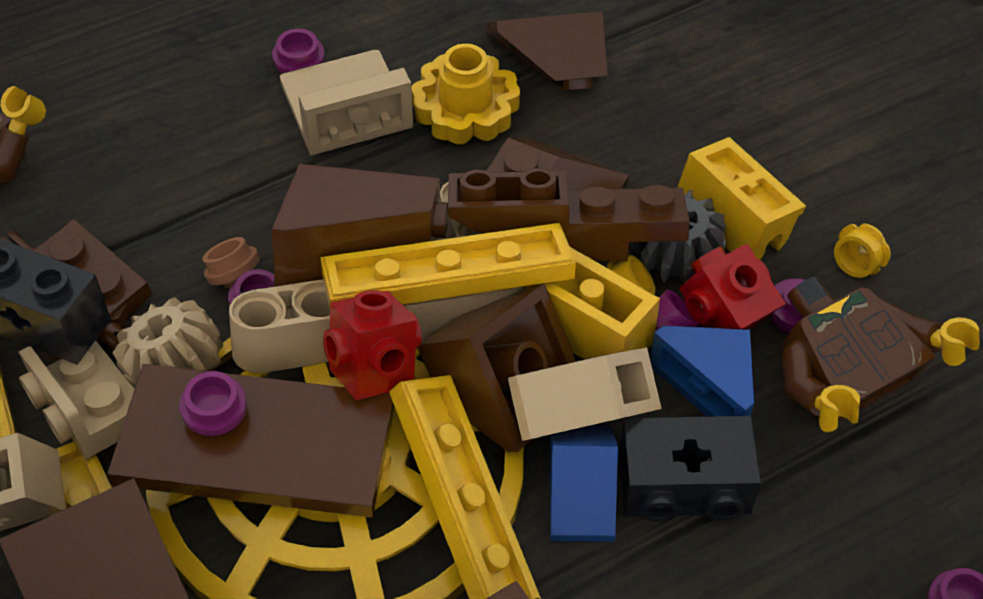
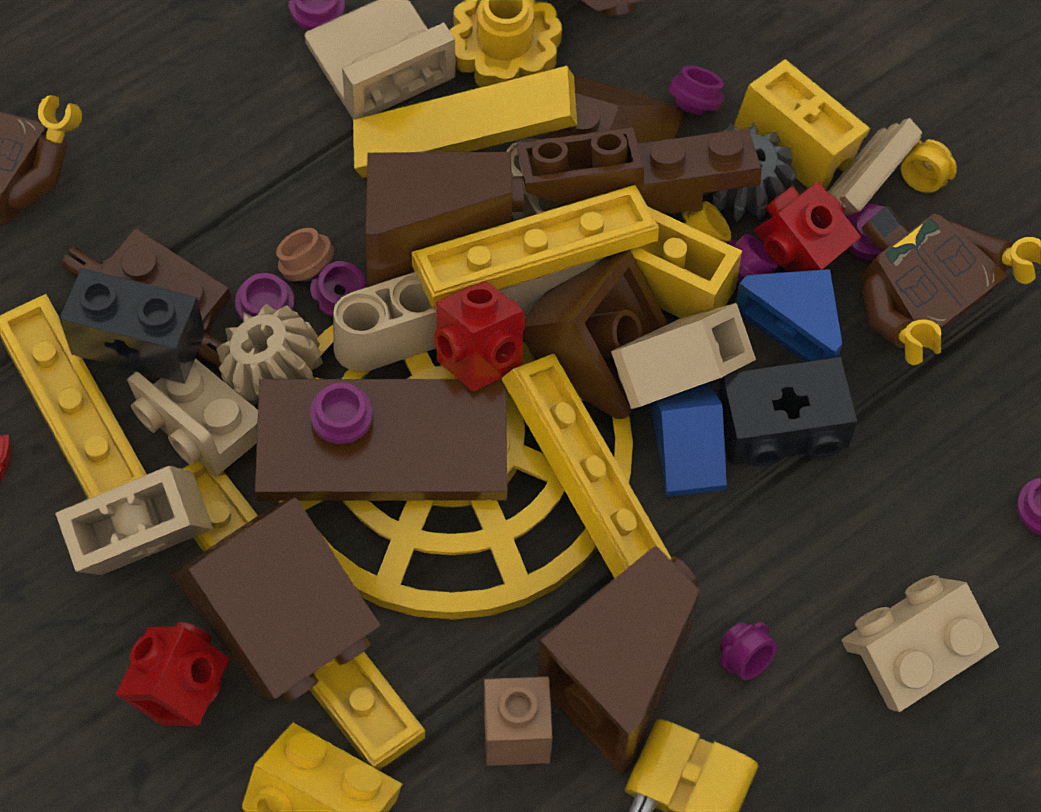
camera: 10 degrees left, 10 degrees up
(185, 288) = (262, 290): none -> magenta plate
(430, 151) = (471, 118): none -> yellow tile
(641, 160) = (697, 90): none -> magenta plate
(809, 242) = (874, 165): none -> tan tile

